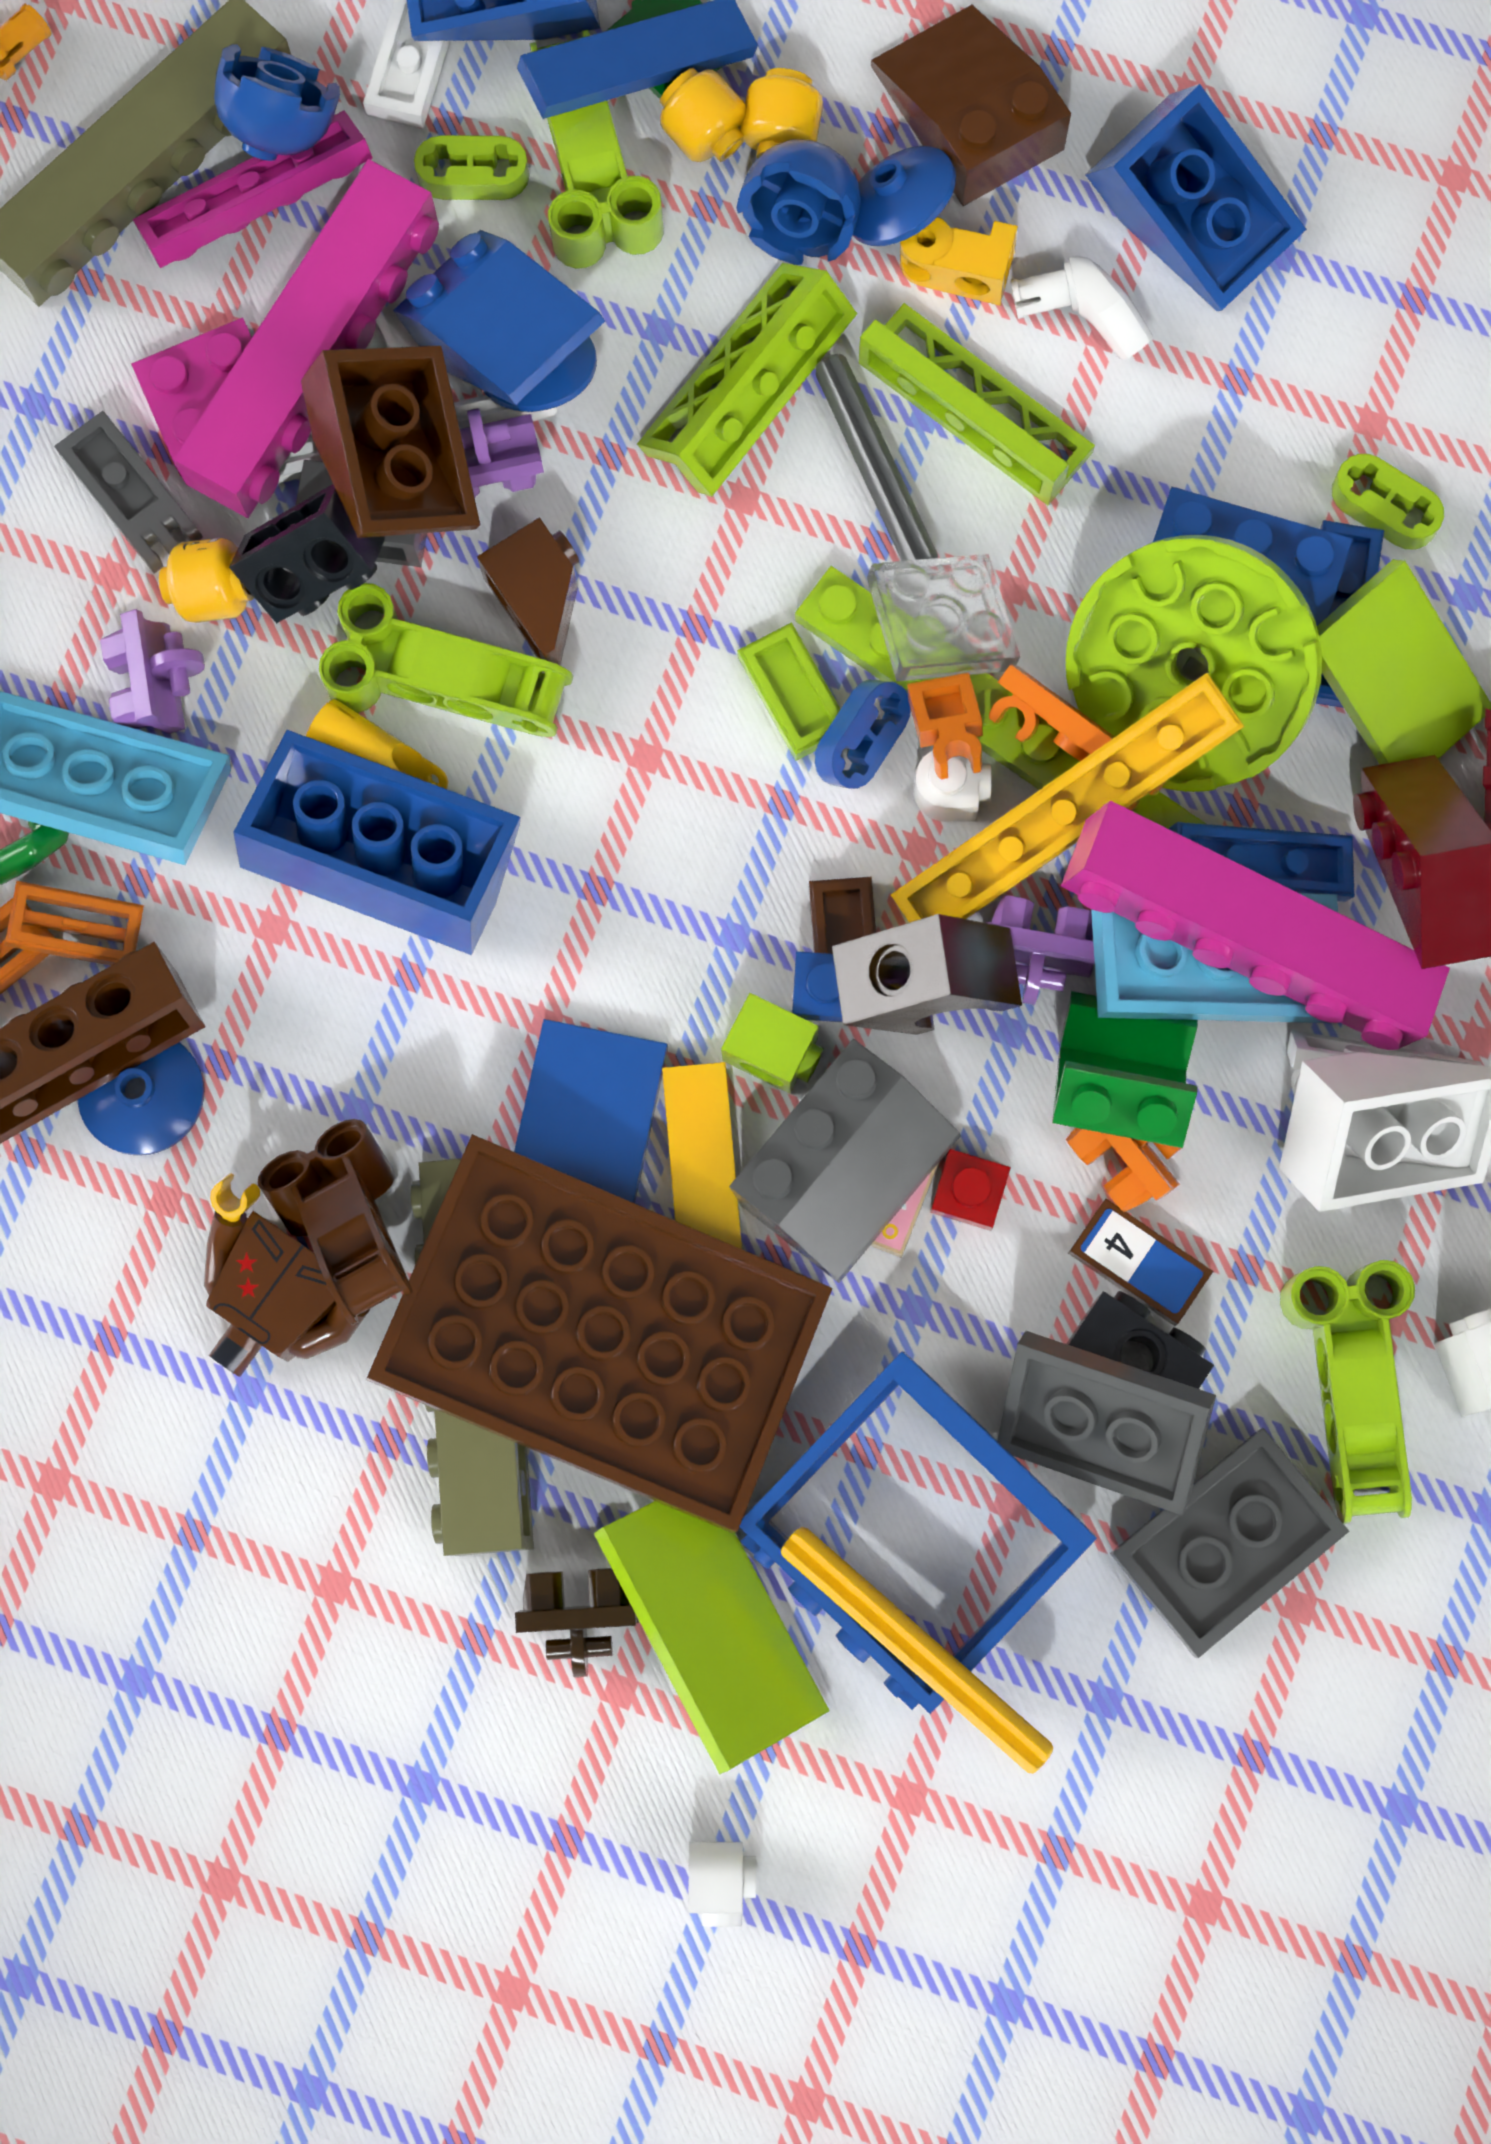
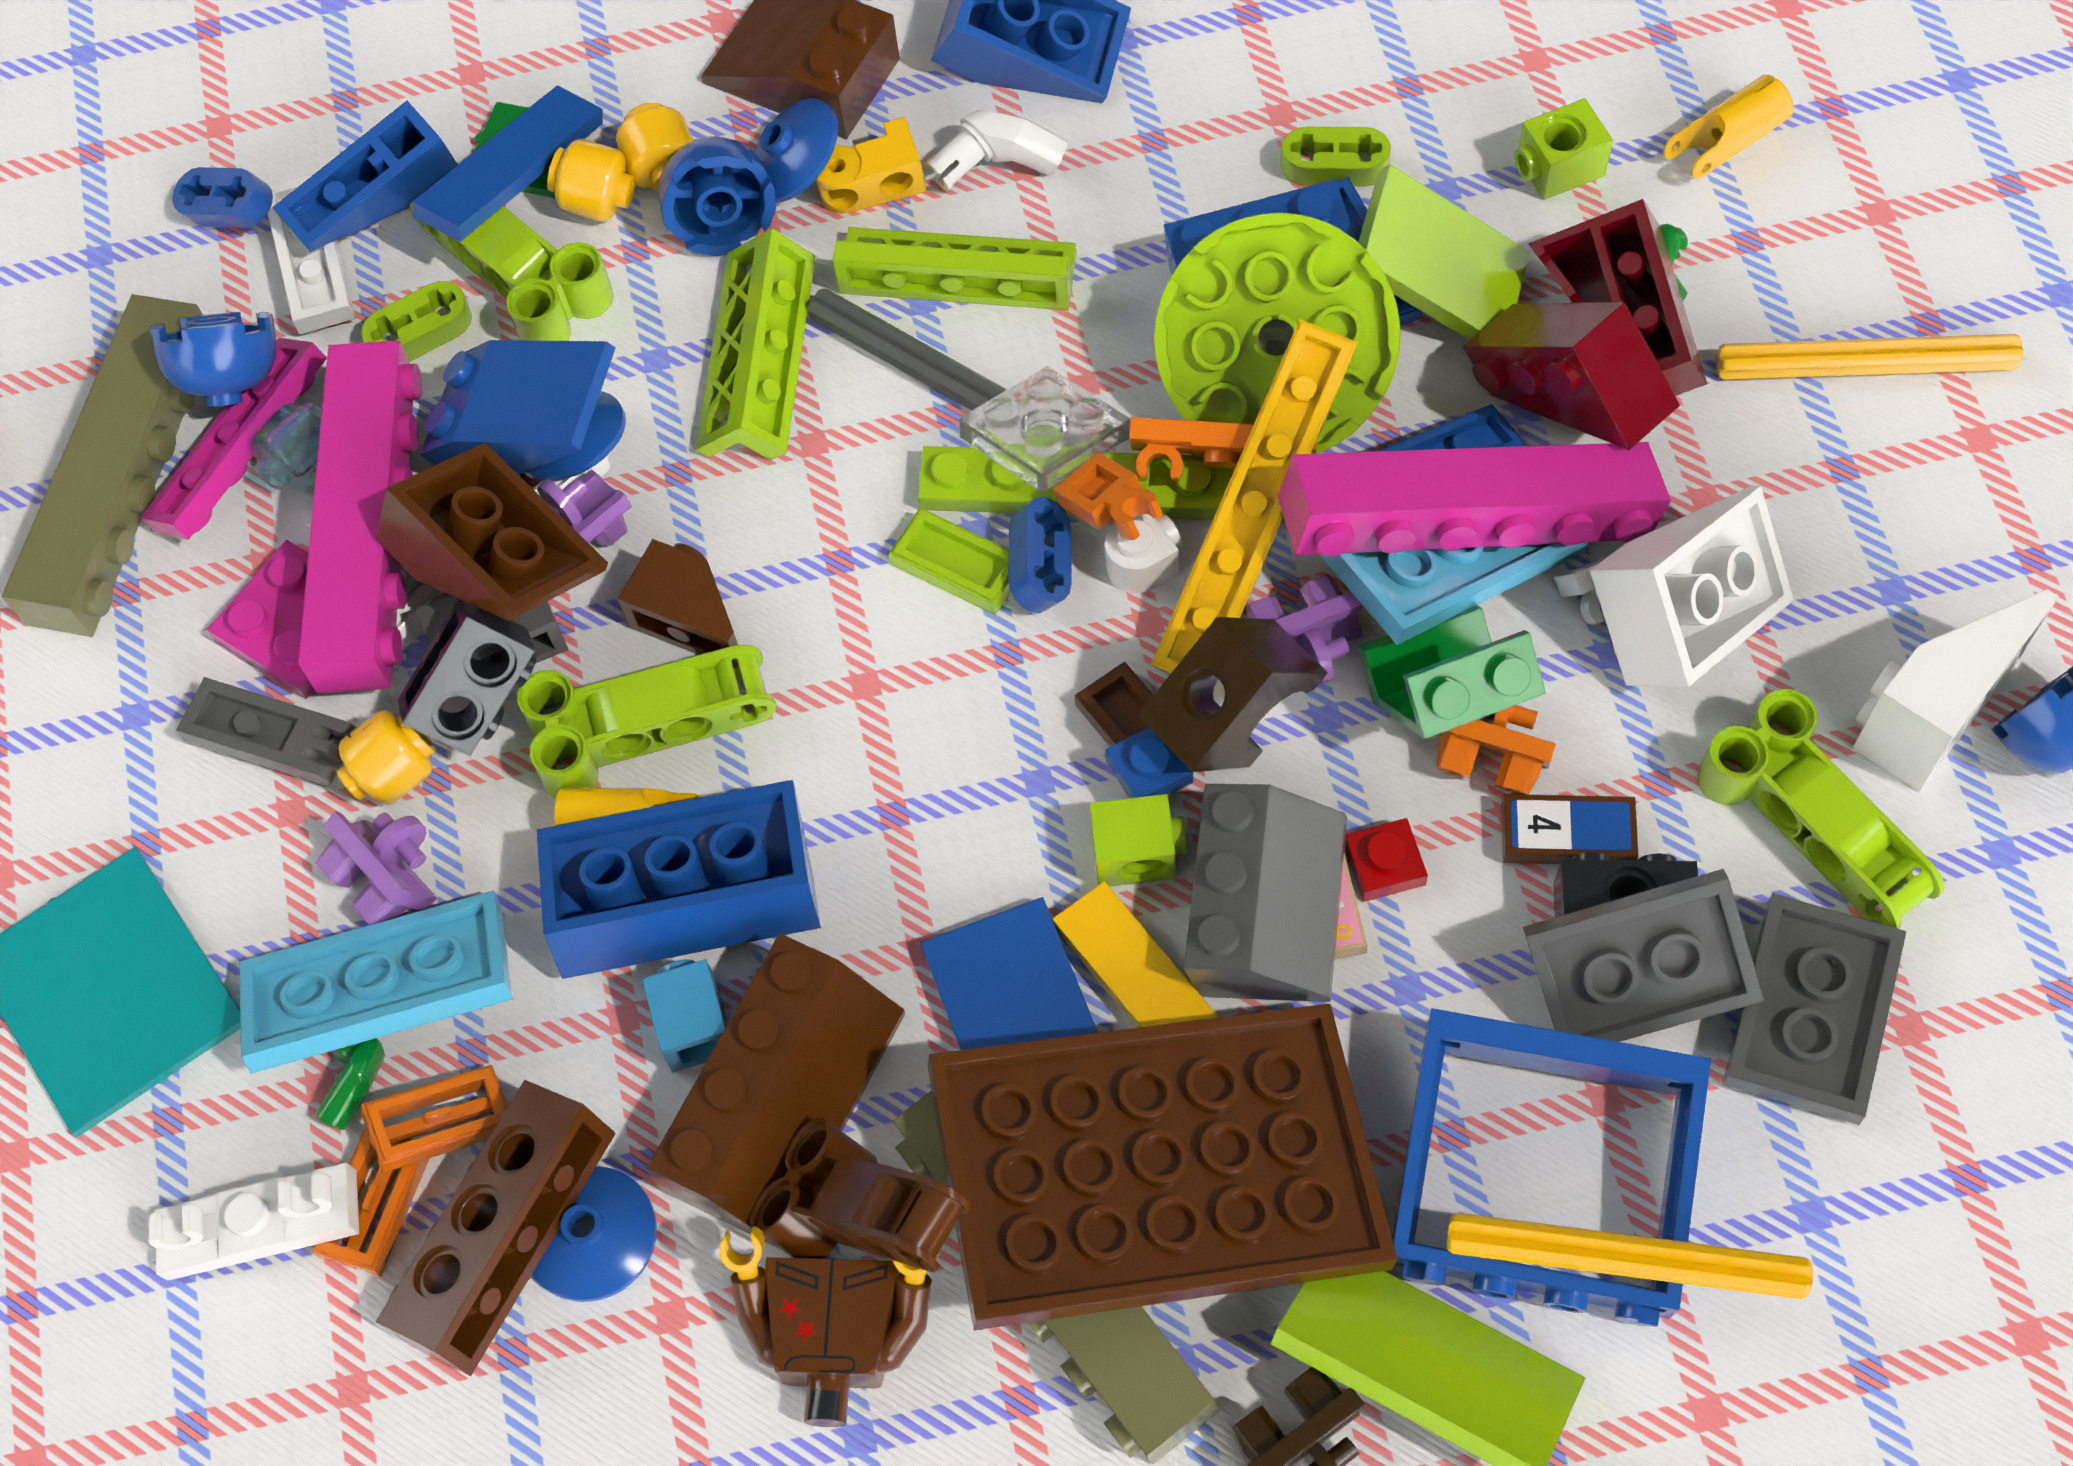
camera: 30 degrees left, 15 degrees down
(289, 228) = (288, 447): none -> clear light blue head
(320, 962) = (685, 1012): none -> dark azure brick
(365, 1057) = (788, 1056): none -> reddish brown slope

